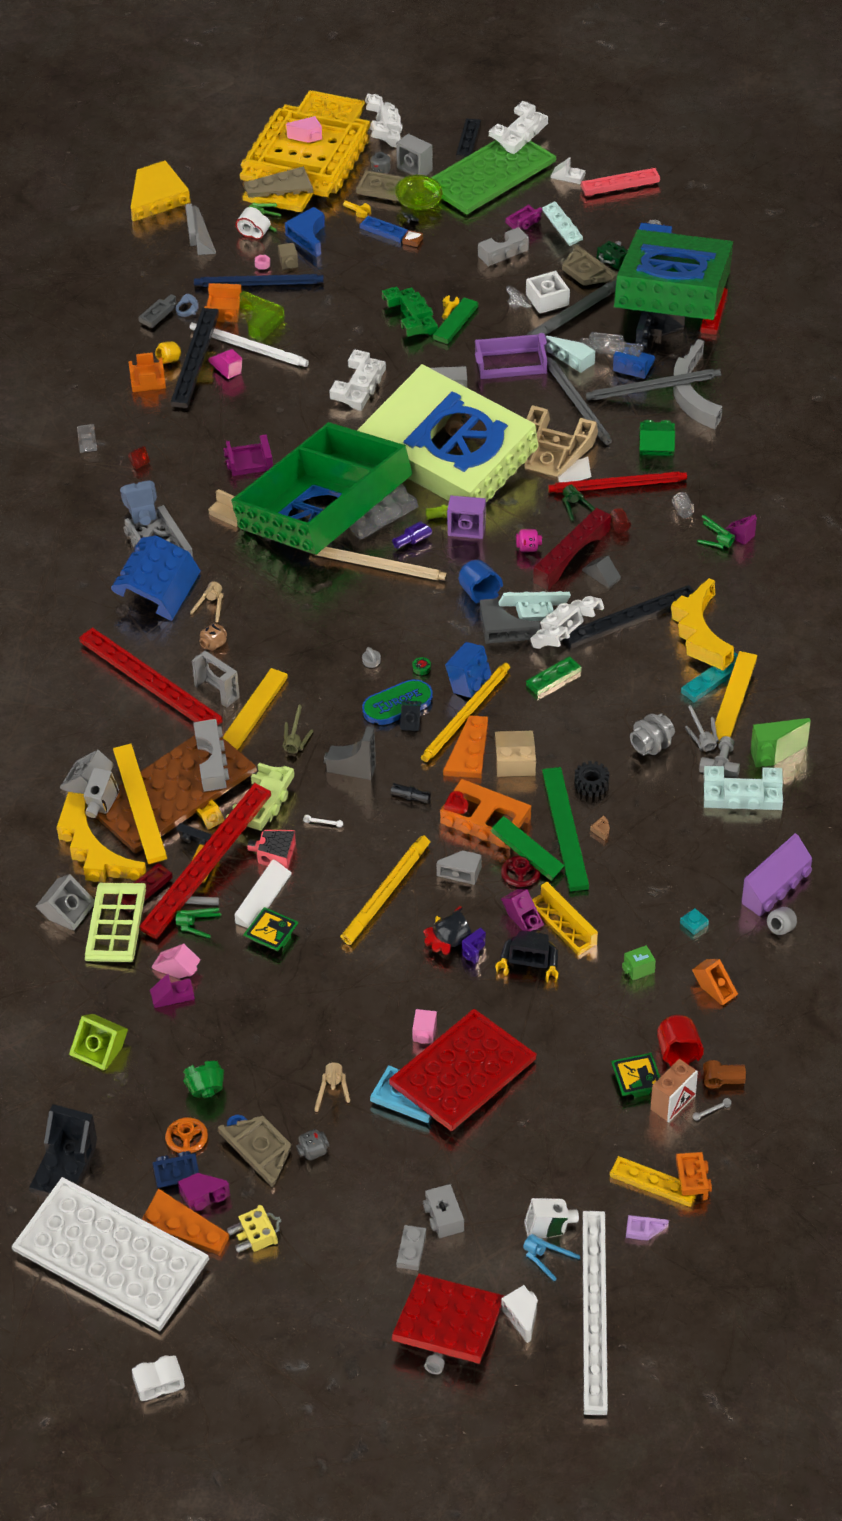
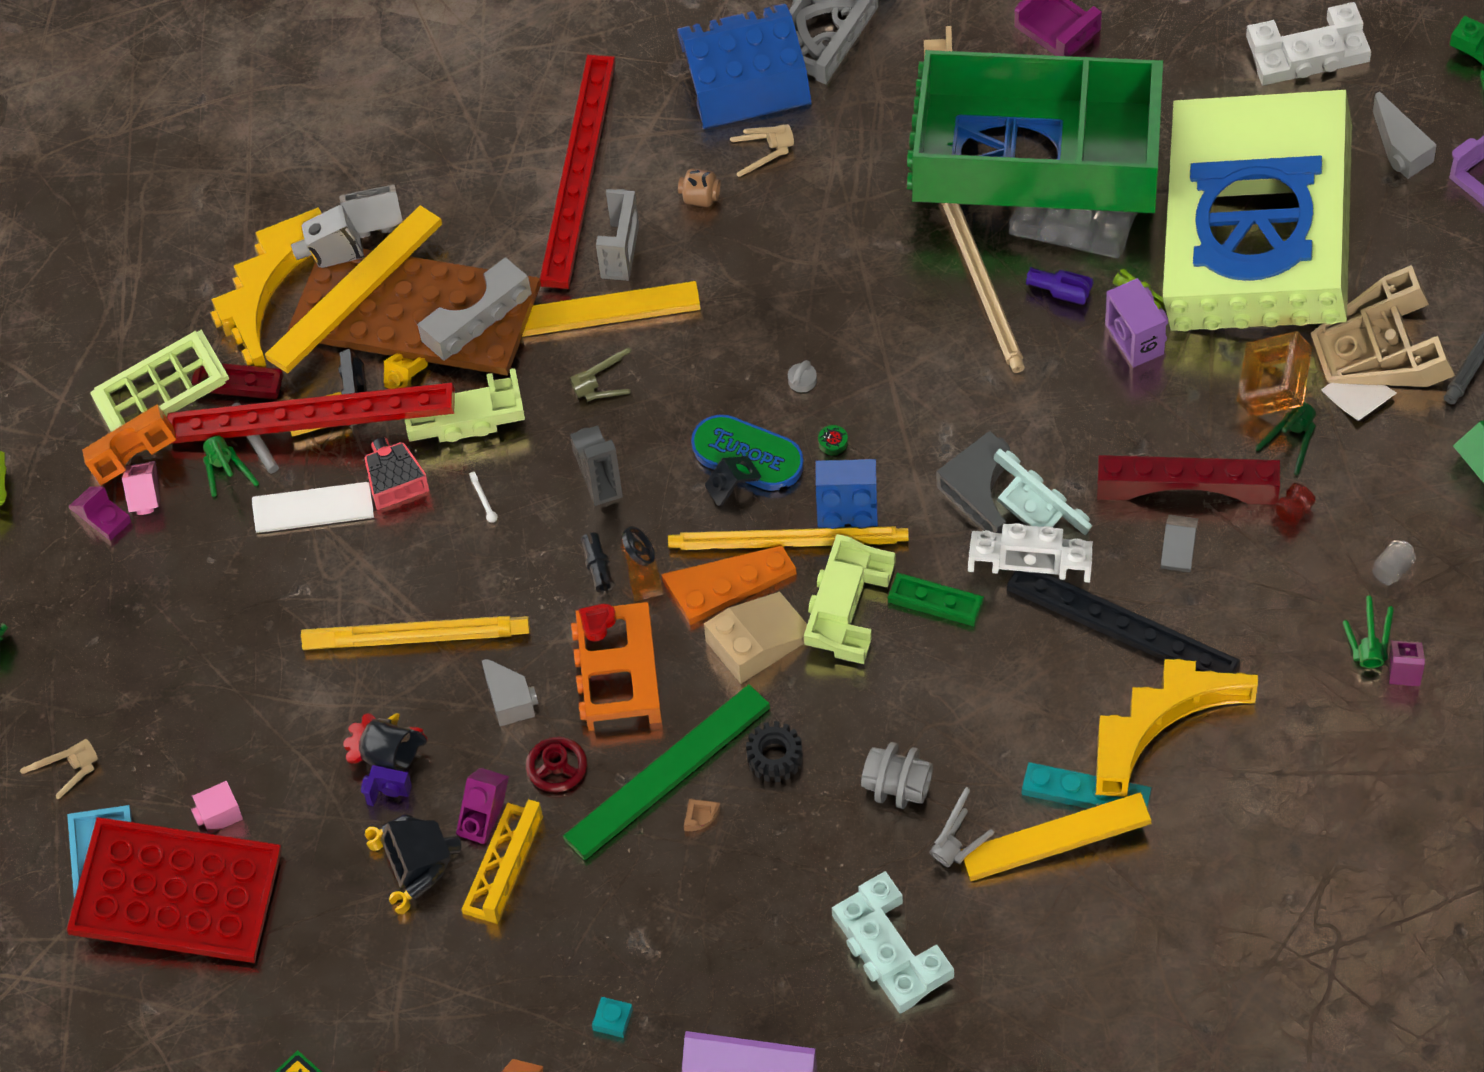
camera: 60 degrees right, 10 degrees up
(66, 902) = (155, 318): light grey slope -> none
(149, 934) = (110, 454): none -> orange arch
(271, 929) = (259, 551): piece -> none
(429, 776) = (640, 564): none -> clear orange piece
(479, 580) = (1026, 410): blue cylinder -> none
(524, 706) = (838, 596): none -> yellowish green bracket
(527, 848) = (583, 747): green tile -> none
(528, 540) = (1159, 419): dark pink head -> none
(532, 476) = (1271, 351): none -> clear orange window
(625, 481) = (1385, 465): red piece -> none
(639, 963) = (486, 990): bright green brick -> none
(730, 769) = (919, 891): light grey bar -> none
(778, 740) = (1000, 936): bright green slope -> none

